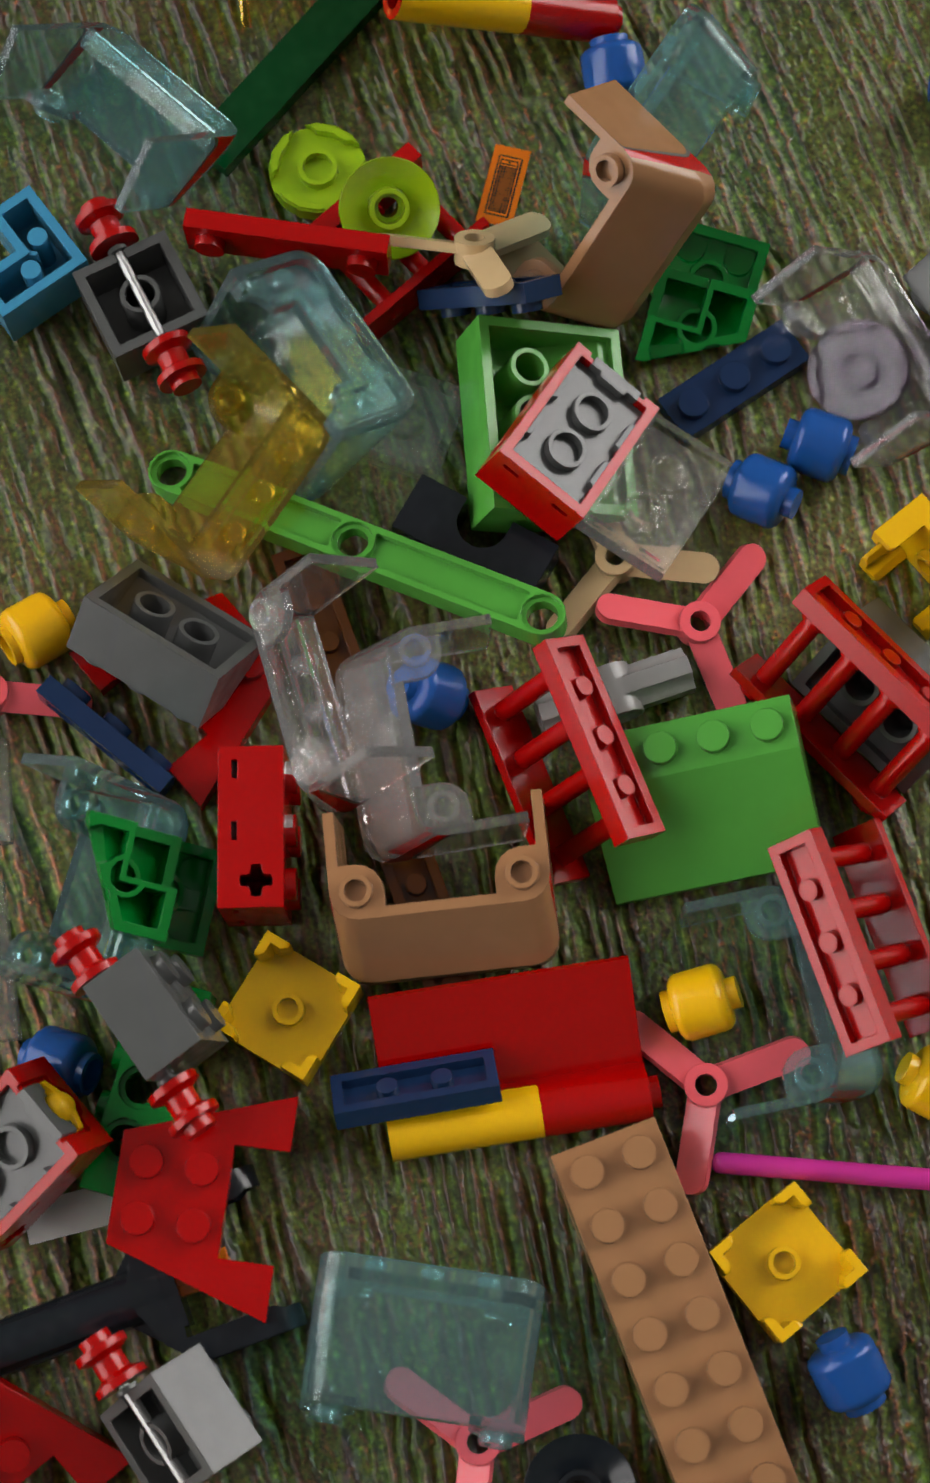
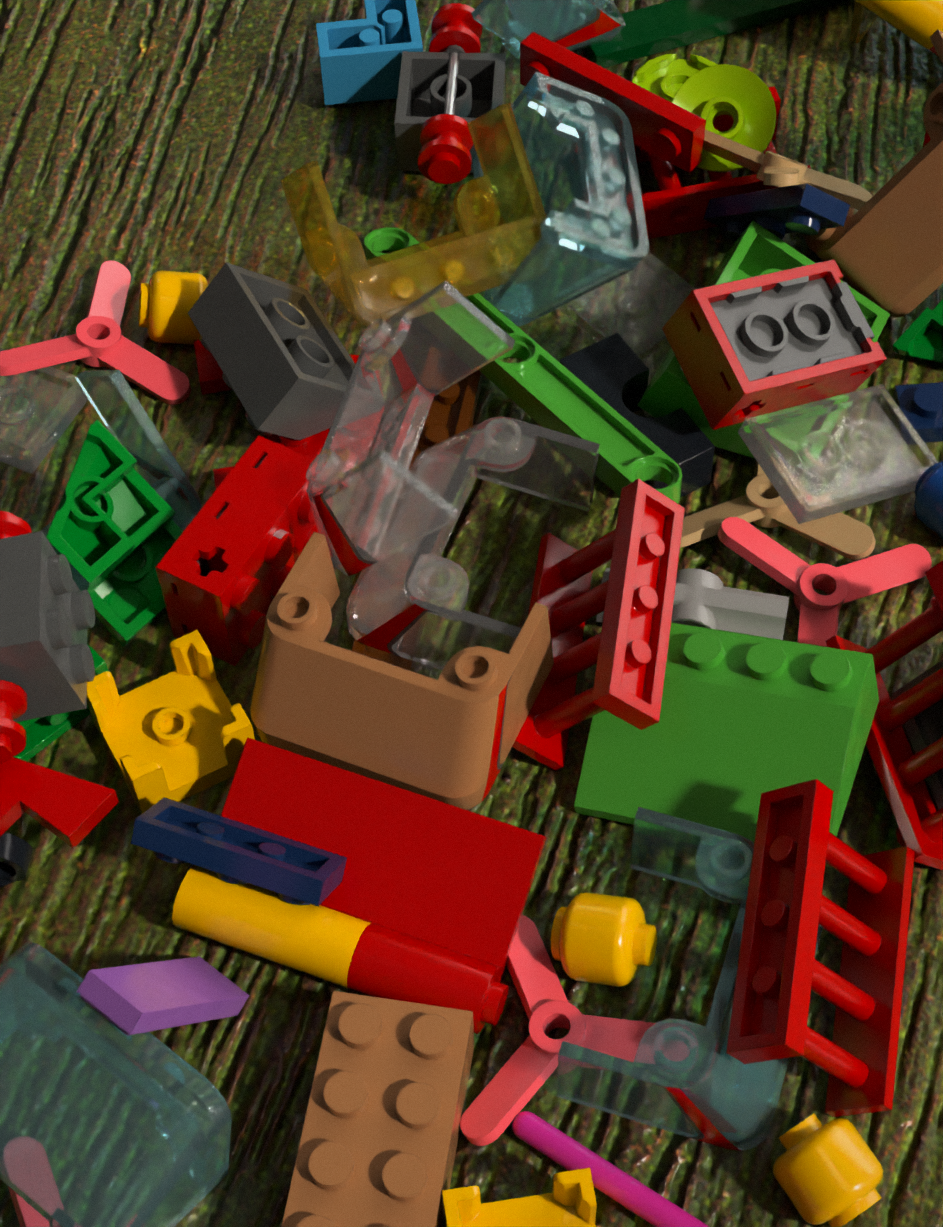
camera: 30 degrees right, 20 degrees down
(107, 734) = (176, 410): dark blue plate -> none
(439, 699) = (503, 515): blue head -> none
(439, 1229) = (161, 994): none -> medium lavender tile
(503, 184) = (858, 163): sticker -> none

